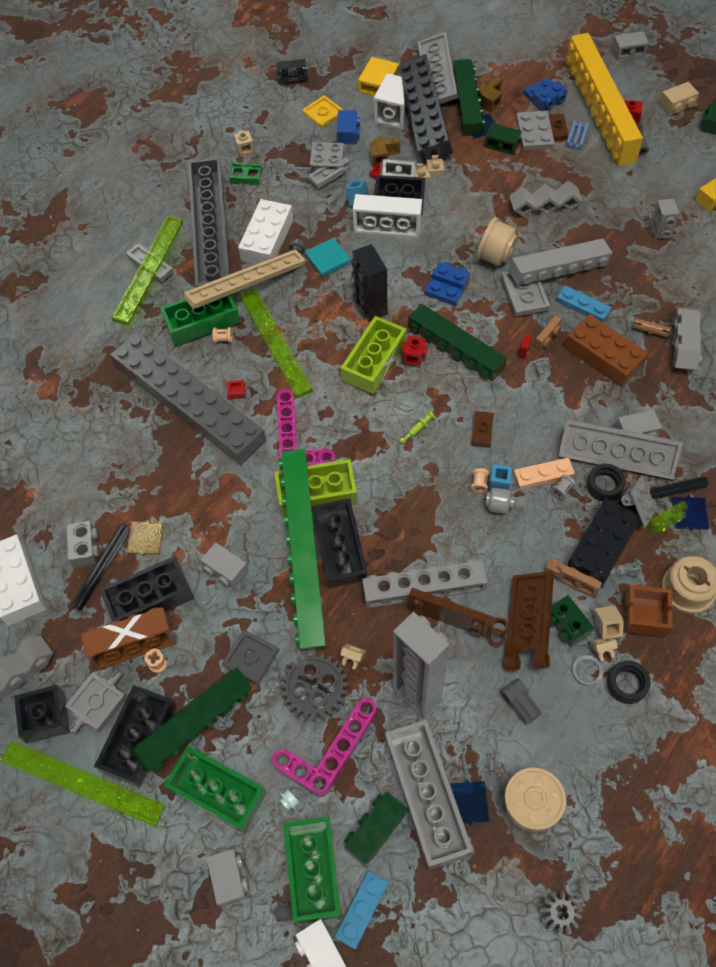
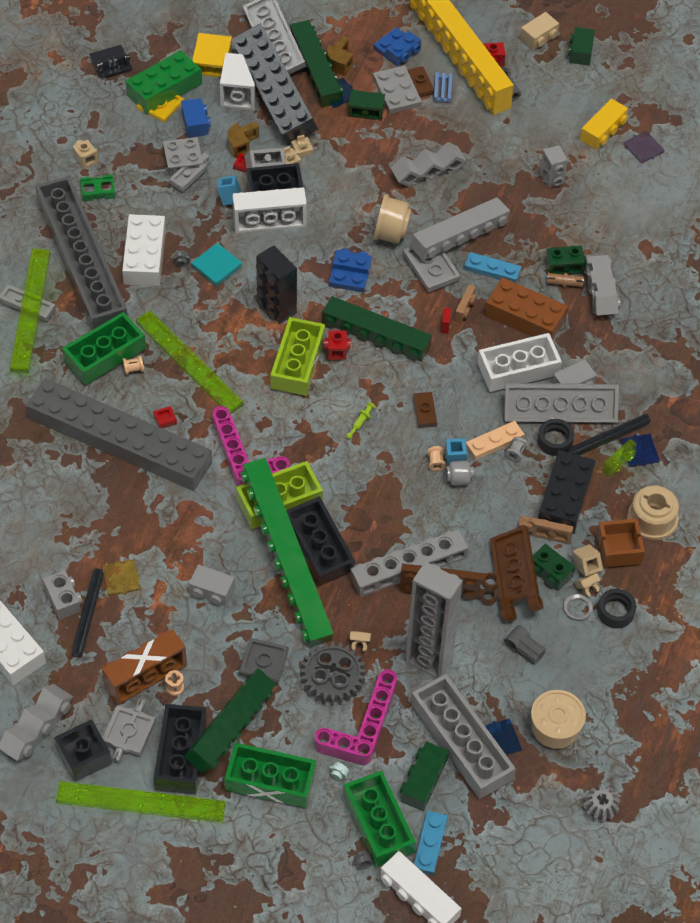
camera: 20 degrees left, 5 degrees down
(150, 588) = (145, 621): black brick -> none
(227, 877) = (304, 844): light grey brick -> none
(243, 279) = (142, 302): tan plate -> none
(330, 92) = (164, 81): none -> green brick
(587, 399) = (519, 362): none -> white brick
(639, 495) = (589, 441): light grey hinge -> none
(656, 308) = (565, 260): none -> dark green brick

